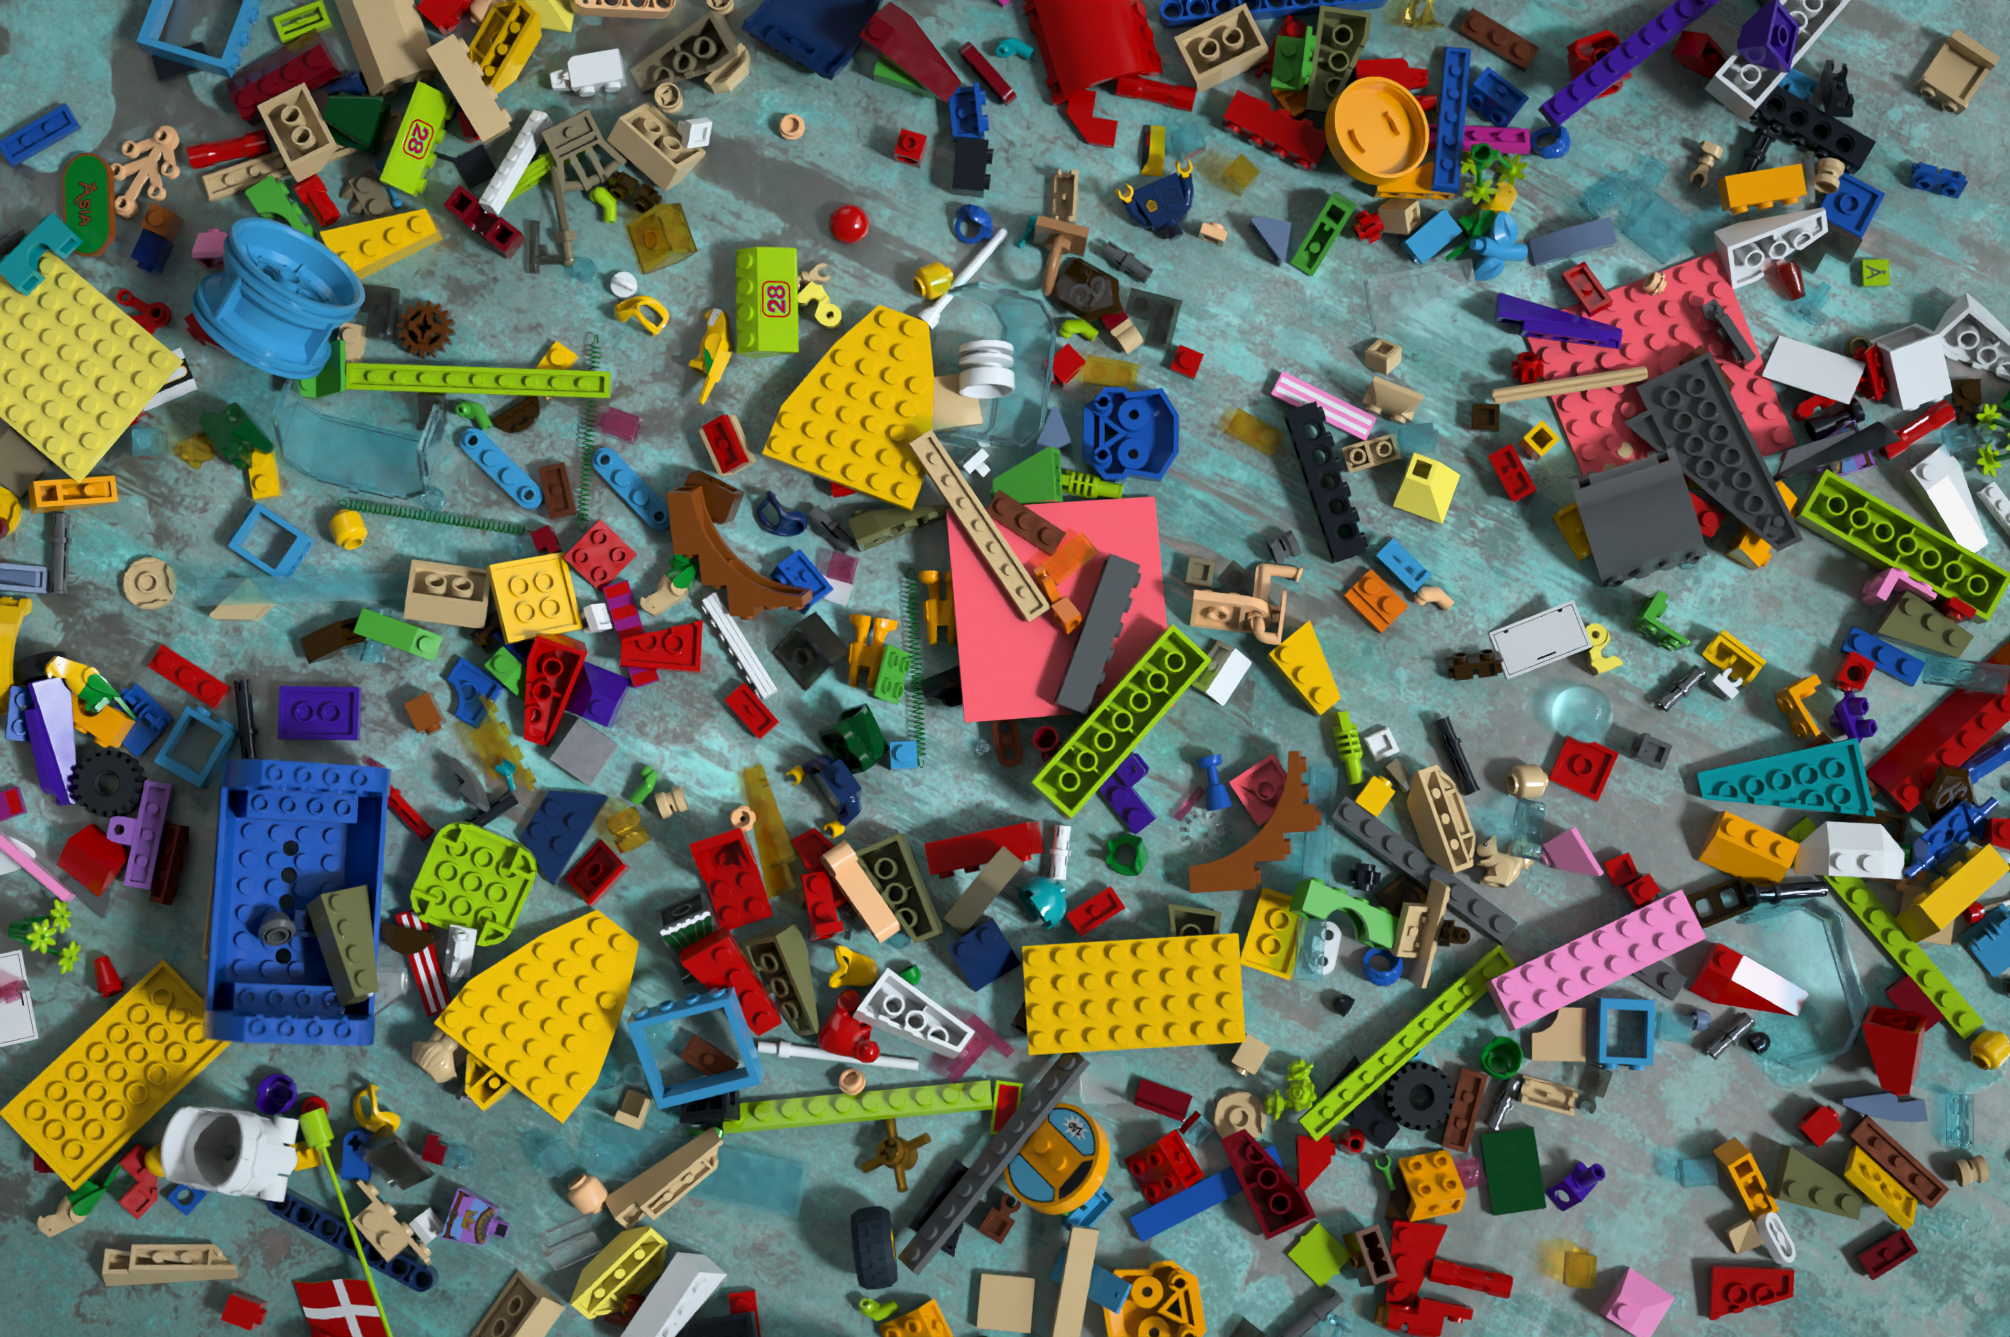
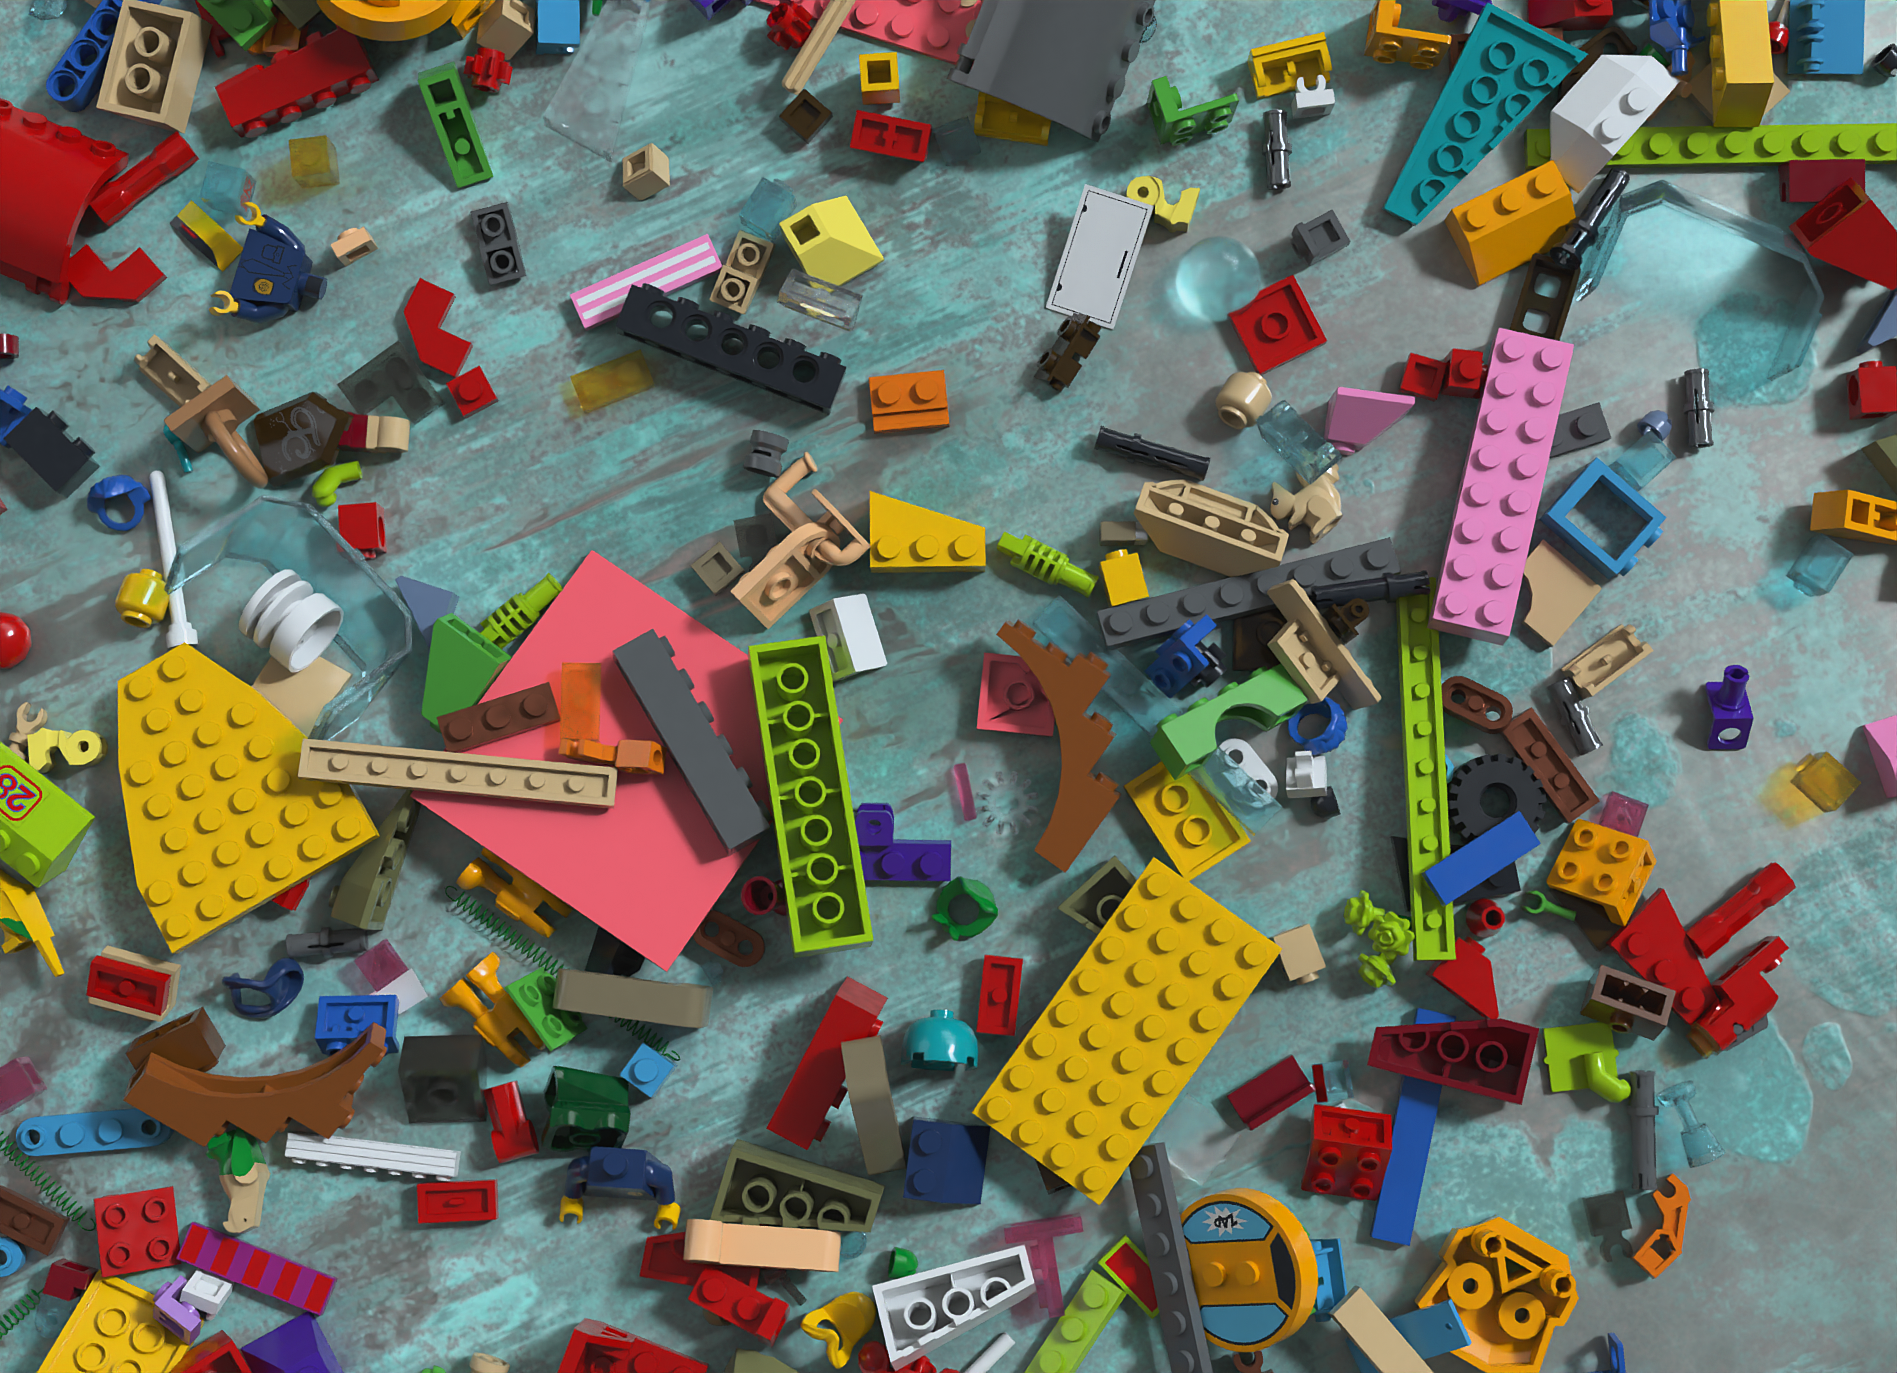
camera: 50 degrees left, 0 degrees up
(574, 613) = (177, 1317): none -> medium lavender bracket
(665, 650) = (309, 1240): red wing -> none
(736, 814) = (560, 1314): light nougat plate -> none
(770, 833) = (613, 1291): clear yellow wedge -> none
(812, 709) = (512, 1132): none -> red piece
(935, 715) = (633, 998): none -> dark tan beam
(974, 461) = (385, 718): white tile -> none
(1060, 852) = (901, 981): white pin -> none
(1110, 373) = (414, 485): clear yellow plate -> none
(1127, 262) = (305, 366): dark grey pin -> none
(1151, 435) = (519, 498): blue brick -> none
(1206, 303) = (425, 316): none -> red tile
(1216, 793) = (978, 752): blue piece -> none
(1239, 1111) = (1351, 1019): tan tile -> none
(1273, 236) = (410, 181): sand blue slope -> none
(1278, 309) = (498, 243): none -> dark grey slope
(1314, 1277) = (1602, 1082): none -> lime arm
(1349, 981) = (1306, 775): none -> white tile
(1356, 861) = (1180, 659): none -> blue bracket
(1381, 744) = (1072, 525): white tile -> none
(1382, 1111) = (1481, 858): none -> blue tile
(1391, 400) = (701, 201): tan slope -> none
(1391, 508) = (820, 300): none -> clear panel
(1402, 566) = (894, 341): dark azure hinge -> none
(1432, 594) = (952, 334): light nougat arm -> none
(1464, 1044) = (1477, 703): none -> copper plate
(1488, 943) = (1386, 588): none -> black pin
(1501, 1058) = (1525, 676): green hair -> none
(1512, 1171) = (1657, 766): dark green tile -> none
(1594, 1083) = (1631, 599): clear smoke plate -> none
(1740, 982) = (1649, 348): red wedge -> none
(1759, 1042) = (1731, 382): black hinge -> none

